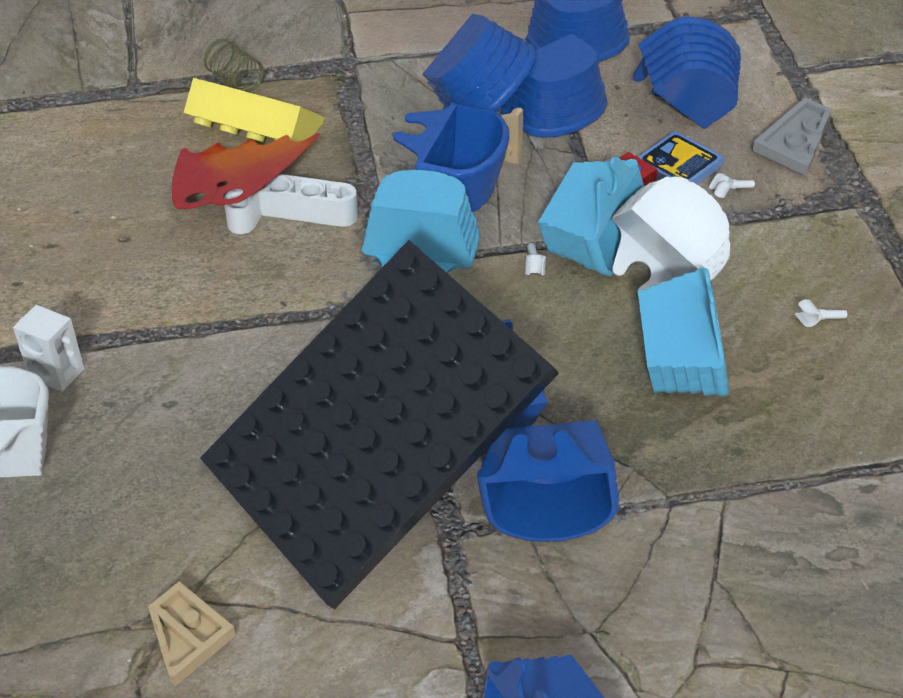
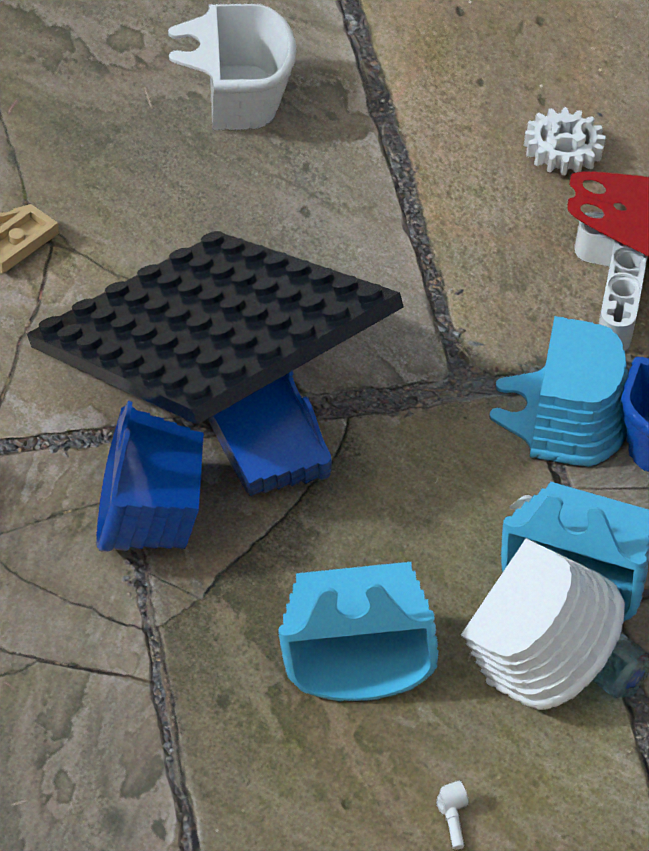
camera: 85 degrees right, 5 degrees up
(49, 347) = (350, 97): white brick -> none
(119, 224) = (564, 141): none -> white gear

